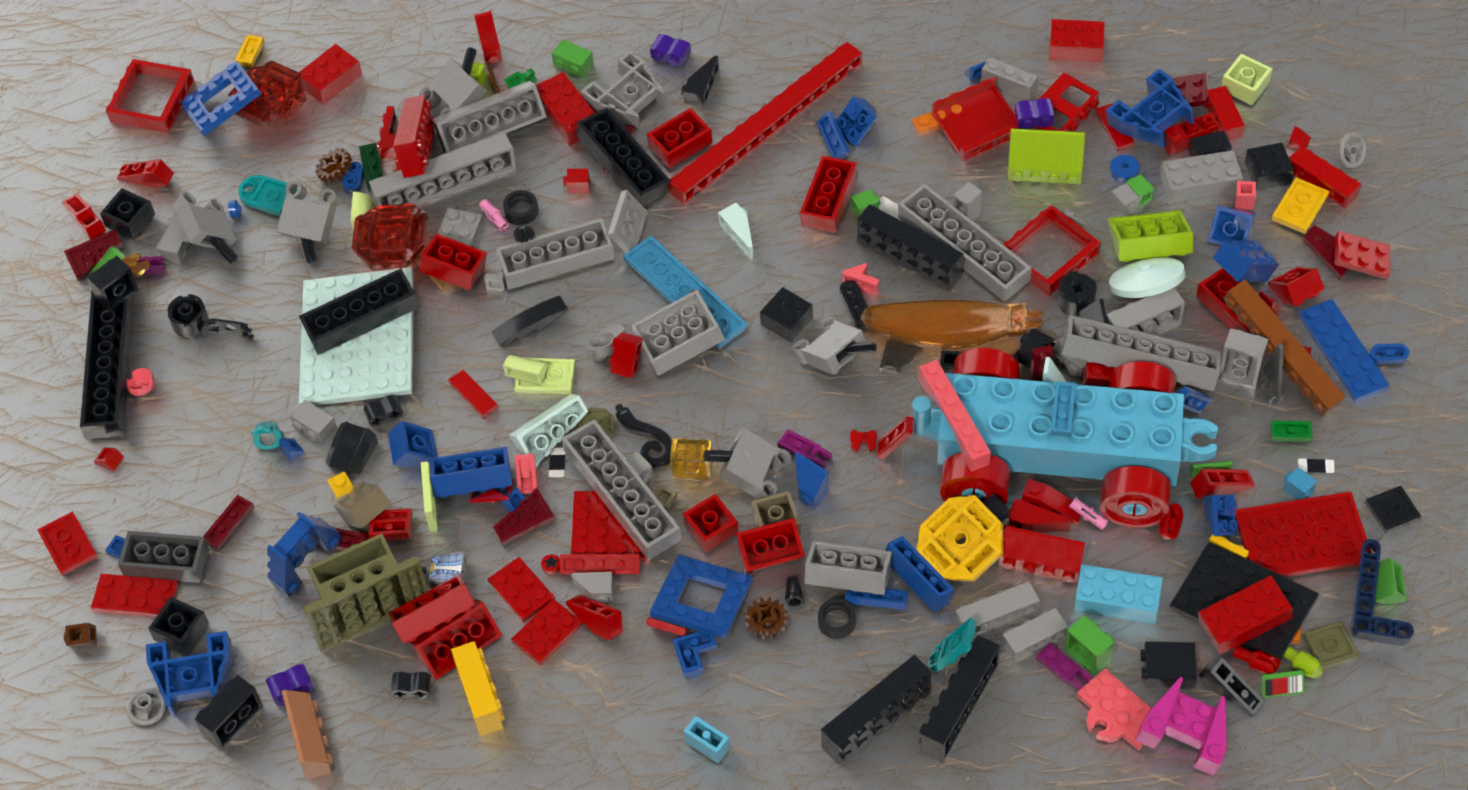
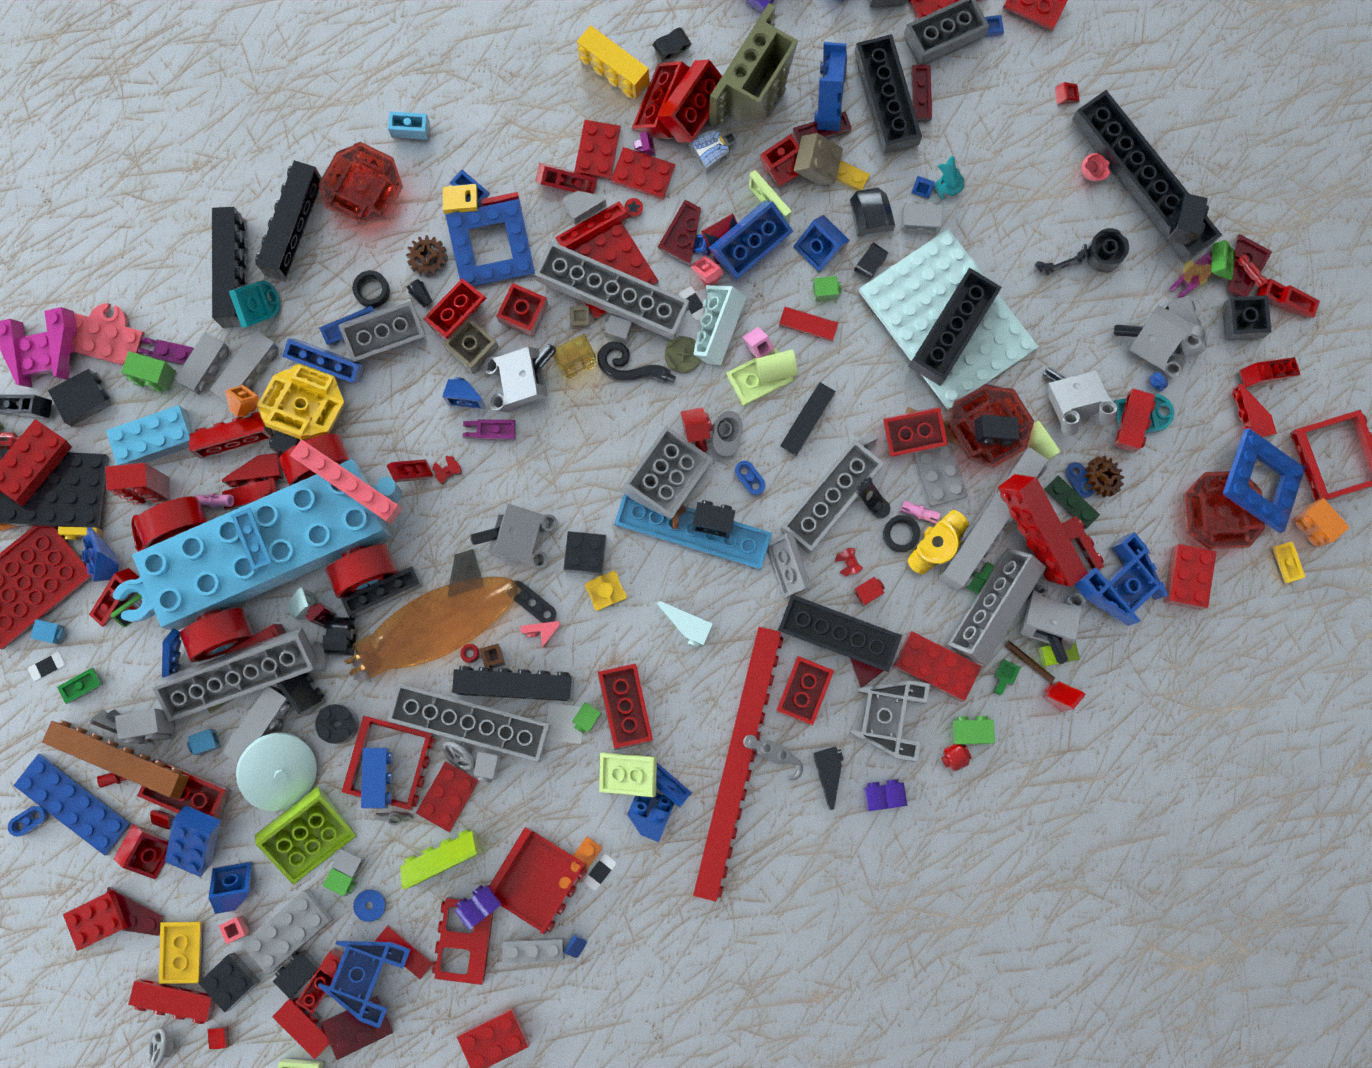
camera: 145 degrees right, 25 degrees up
(92, 242) = (1251, 269): none -> red axle
(186, 148) = (1253, 413): none -> red slope
(205, 56) = (1320, 523): none -> orange brick
(258, 526) = (888, 94): none -> black brick
(272, 188) = (1135, 420): none -> red brick
(375, 85) = (1128, 586): none -> blue wedge
(390, 218) = (996, 430): none -> black brick
(437, 409) = (826, 288): none -> bright green brick
(498, 170) = (926, 555): none -> yellow piece
(502, 608) = (645, 144): none -> magenta tile
(527, 394) = (758, 343): none -> bright pink brick
(576, 205) = (853, 566): none -> red piece
(599, 48) = (956, 757): none -> red head
(610, 305) = (750, 478): none -> blue plate
(663, 273) = (713, 519): none -> black brick
(707, 643) = (455, 198): none -> yellow piece
(733, 110) = (774, 752): none -> light grey piece
(789, 280) = (605, 590): none -> yellow piece
(794, 687) = (359, 166): none -> clear red piece
(858, 148) = (628, 774): none -> yellowish green tile
(913, 276) = (492, 656): none -> reddish brown brick
(921, 109) = (599, 872): none -> sticker
(932, 290) = (463, 653): none -> red plate
(986, 224) = (461, 753): none -> light grey piece
(1013, 567) = (241, 400): none -> orange slope
(1014, 209) = (447, 796): none -> red plate
(1064, 232) = (376, 778): none -> blue brick
(1148, 539) = (137, 483): none -> red brick
(1201, 335) = (203, 742): none -> dark azure brick

